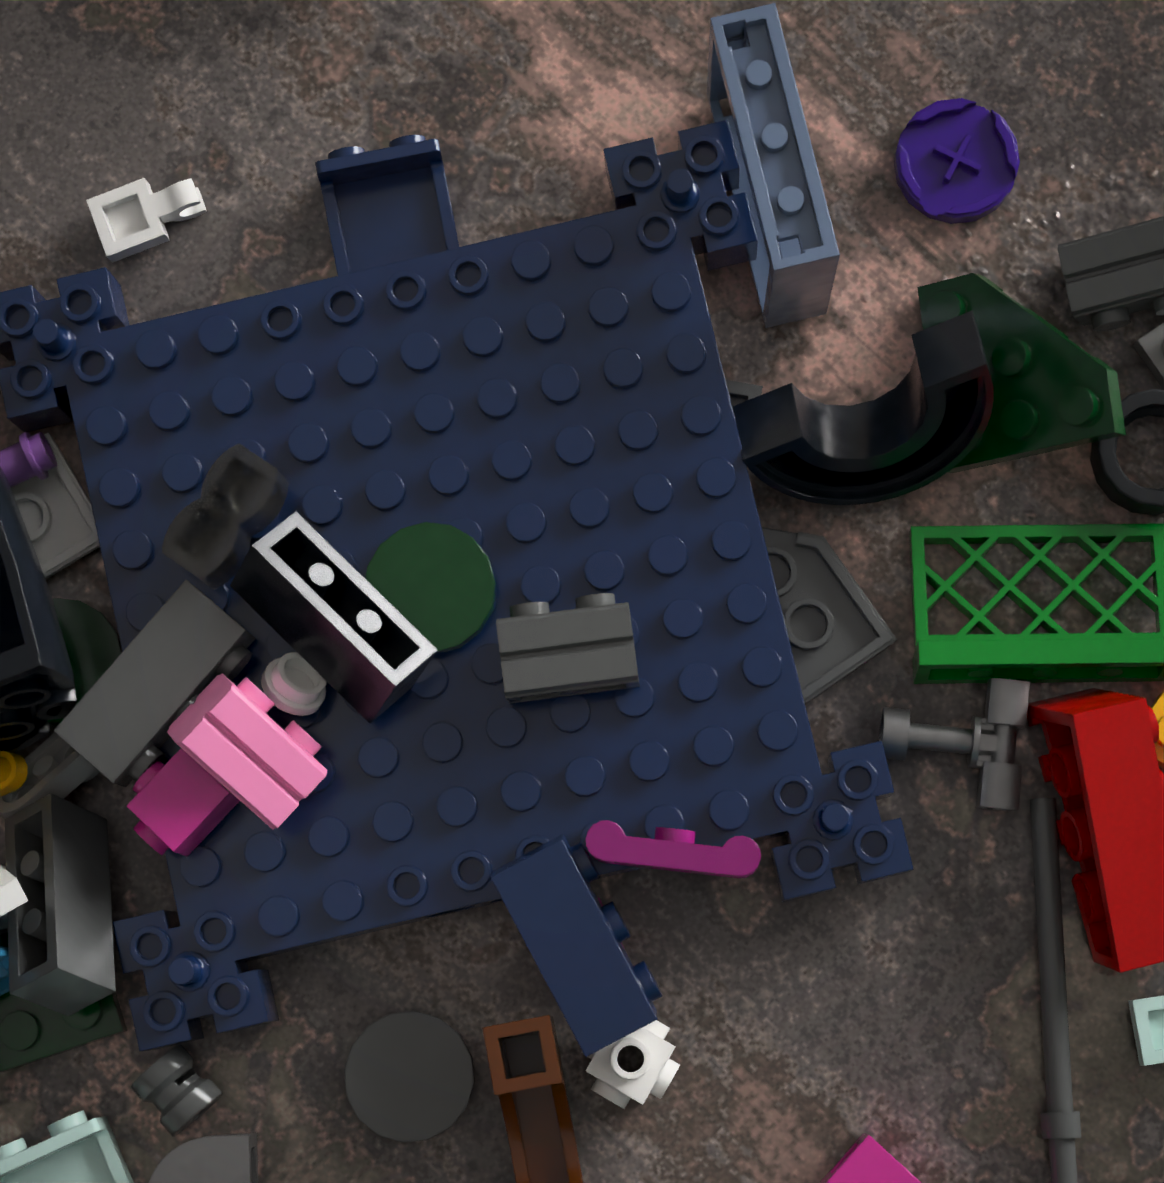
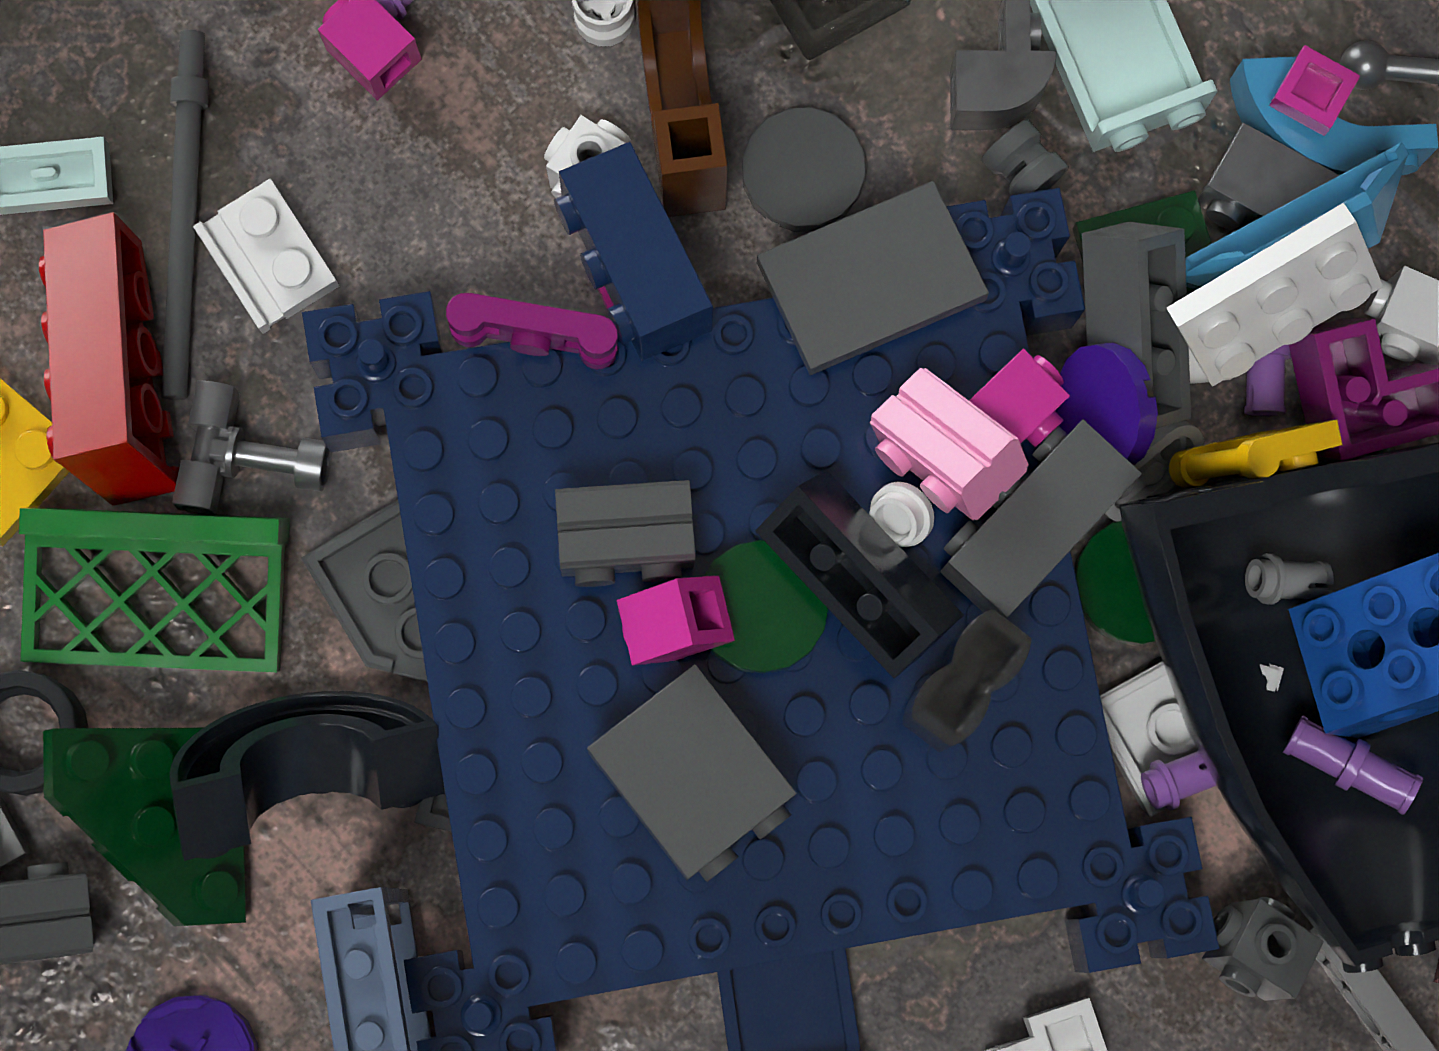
camera: 175 degrees right, 0 degrees up
(89, 820) = (1111, 397): none -> dark purple tile
(330, 933) = (872, 277): none -> dark grey tile
(489, 416) = (693, 775): none -> dark grey brick
(512, 560) = (675, 620): none -> dark pink brick
(963, 953) = (266, 256): none -> white plate

